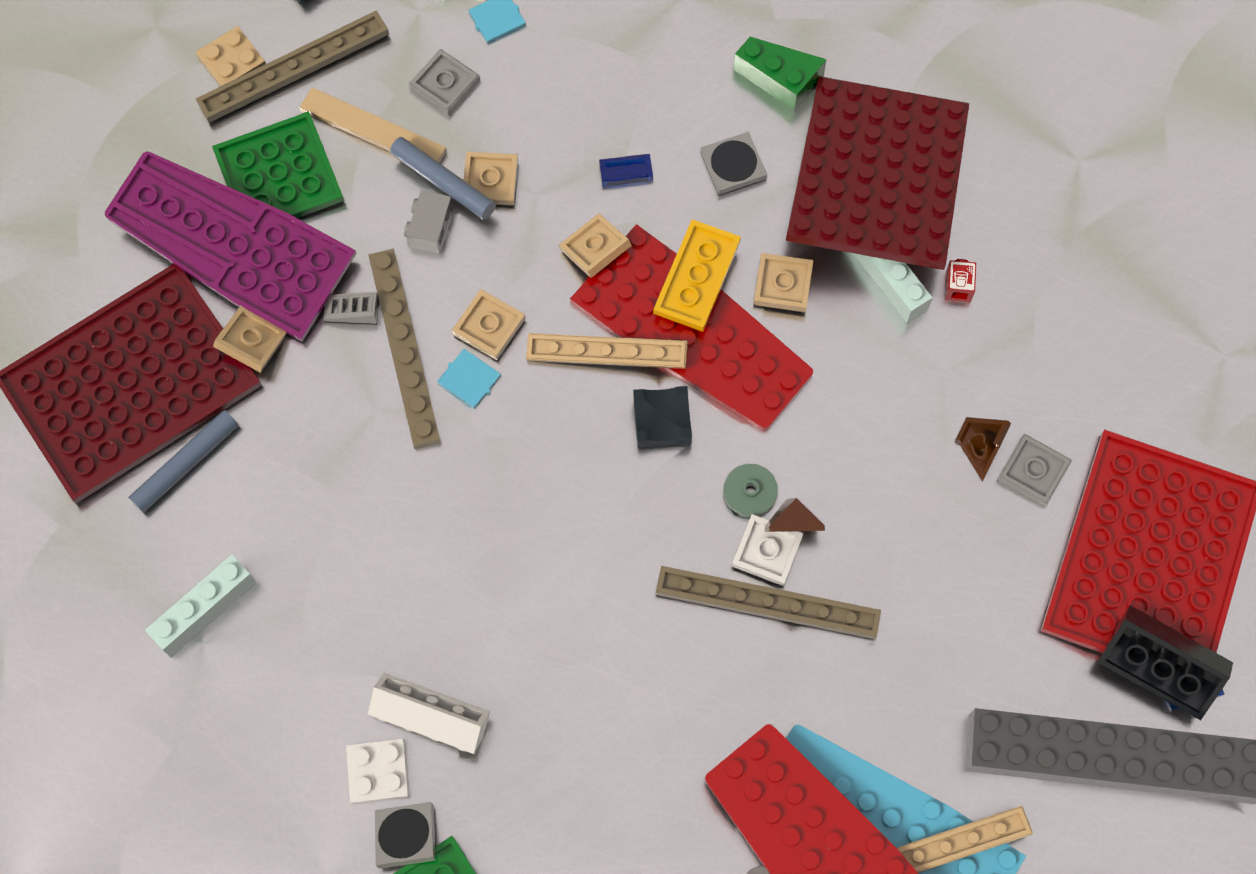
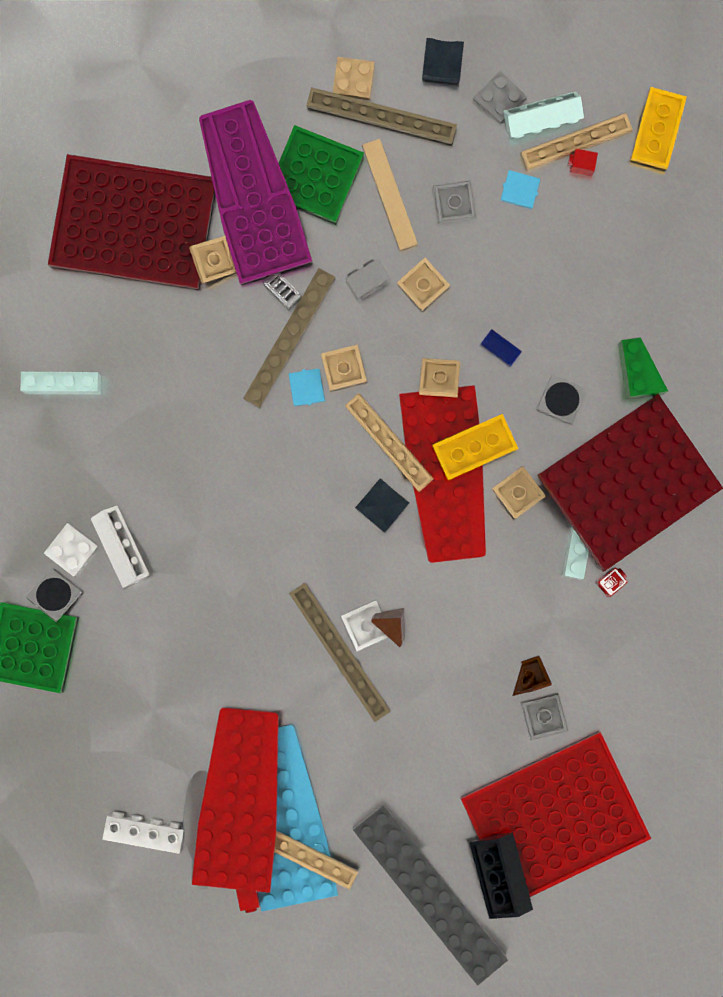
camera: 40 degrees right, 15 degrees up
(183, 461) = (121, 294): sand blue piece -> none
(442, 178) = (396, 262): sand blue piece -> none
(748, 503) = (393, 596): sand green plate -> none

